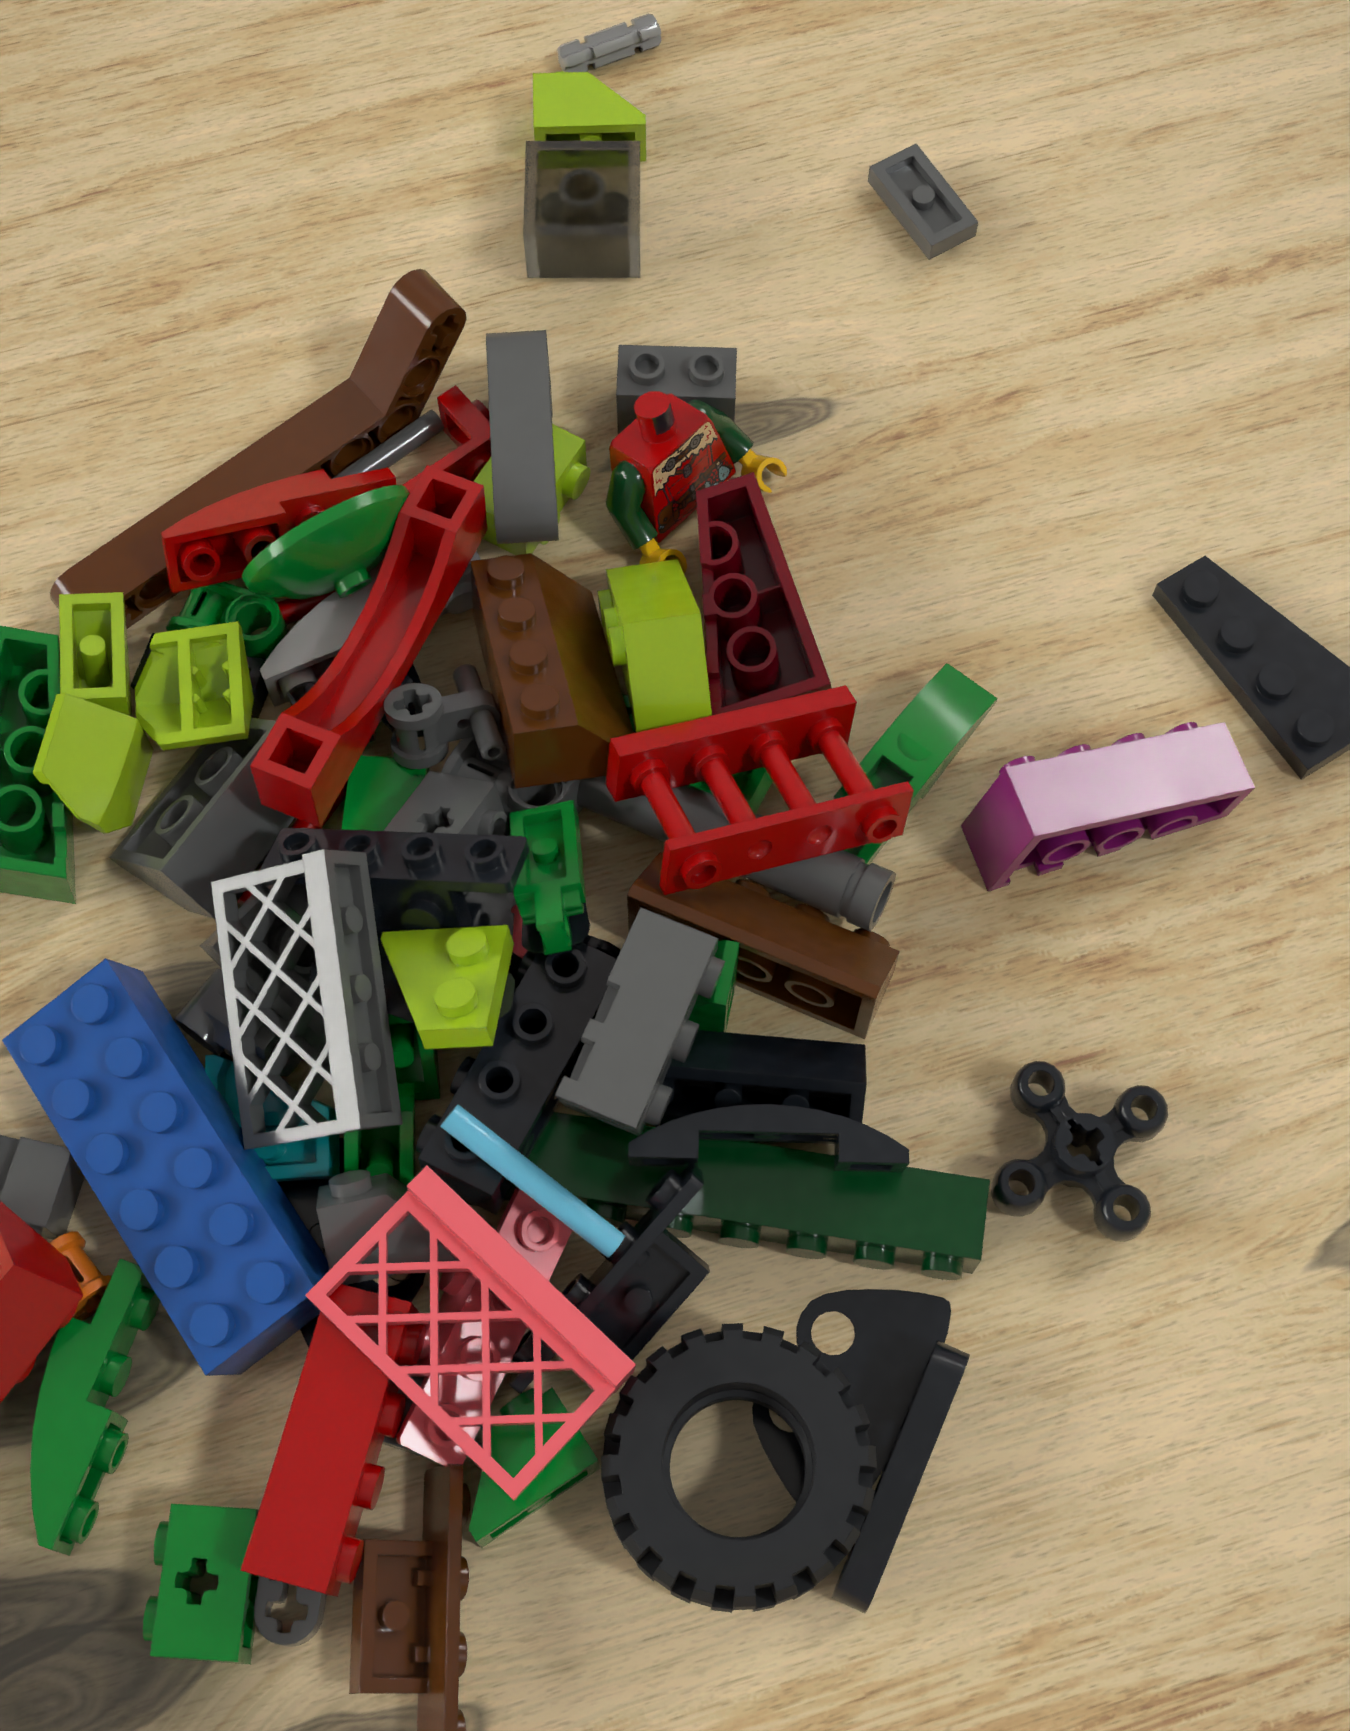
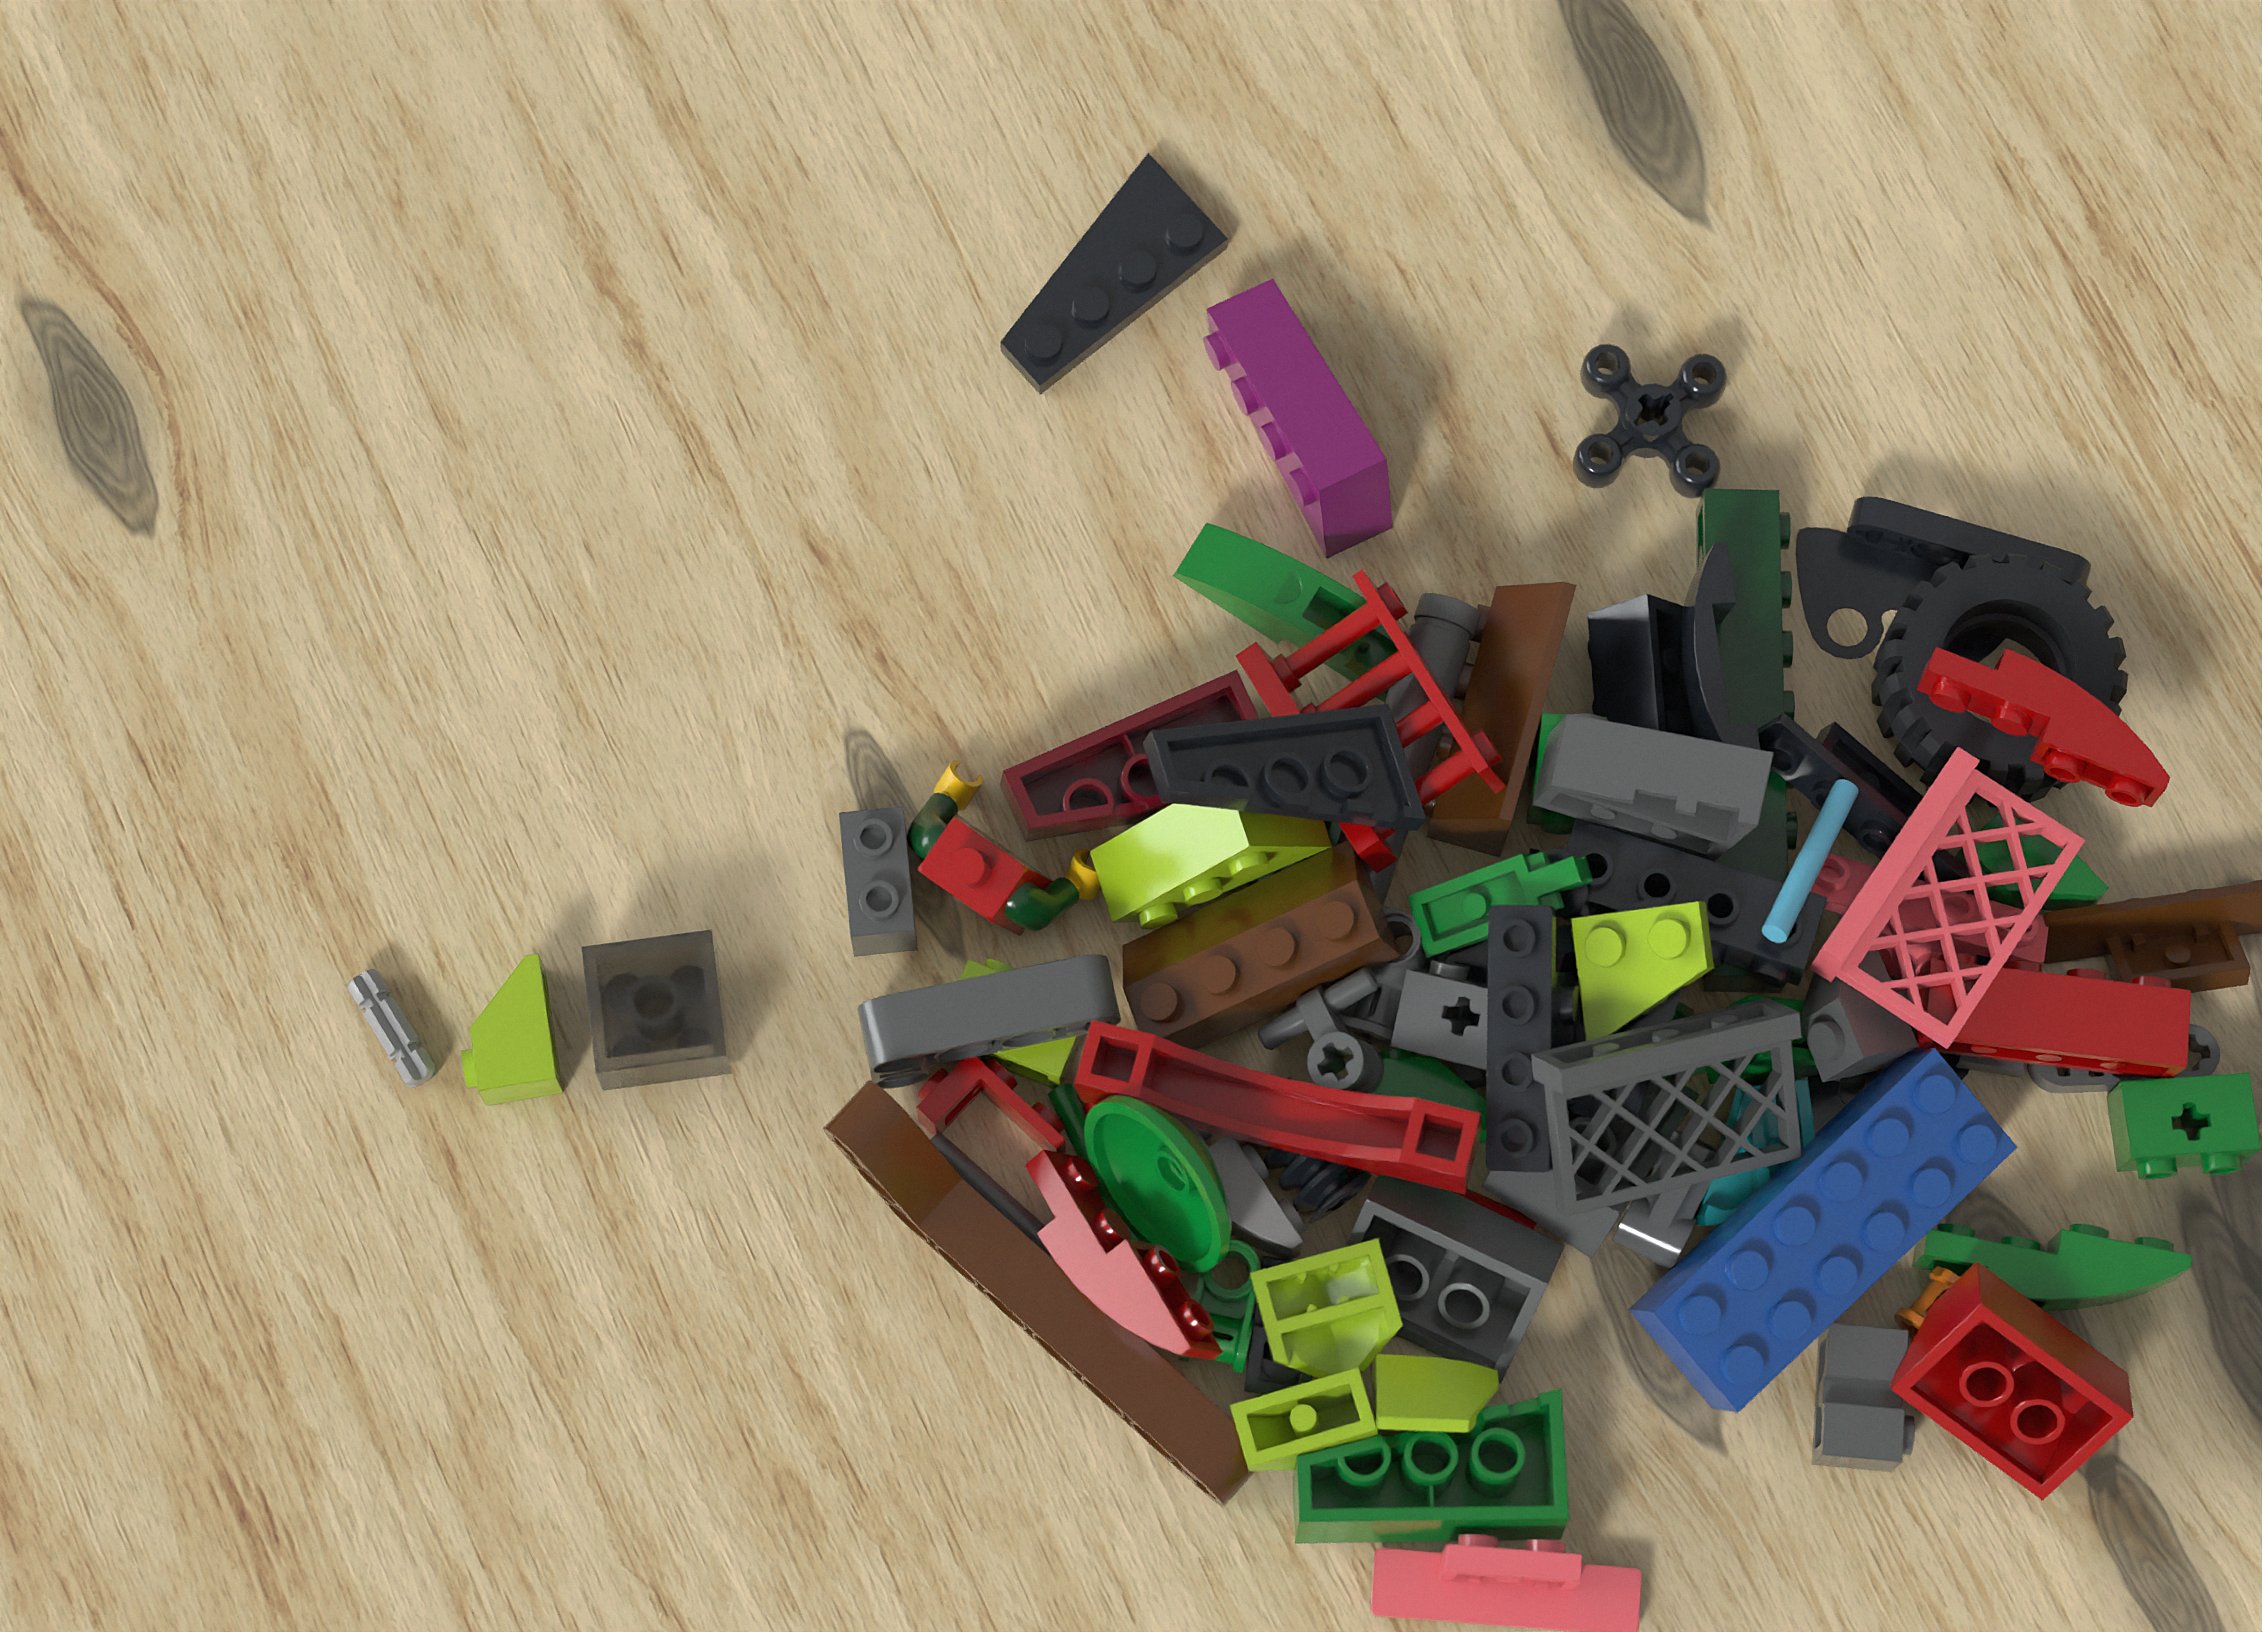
camera: 100 degrees left, 5 degrees up
(636, 1502) = (2073, 729): none -> red slope
(697, 680) = (1297, 765): none -> black wing
(922, 201) = (585, 654): dark grey plate -> none

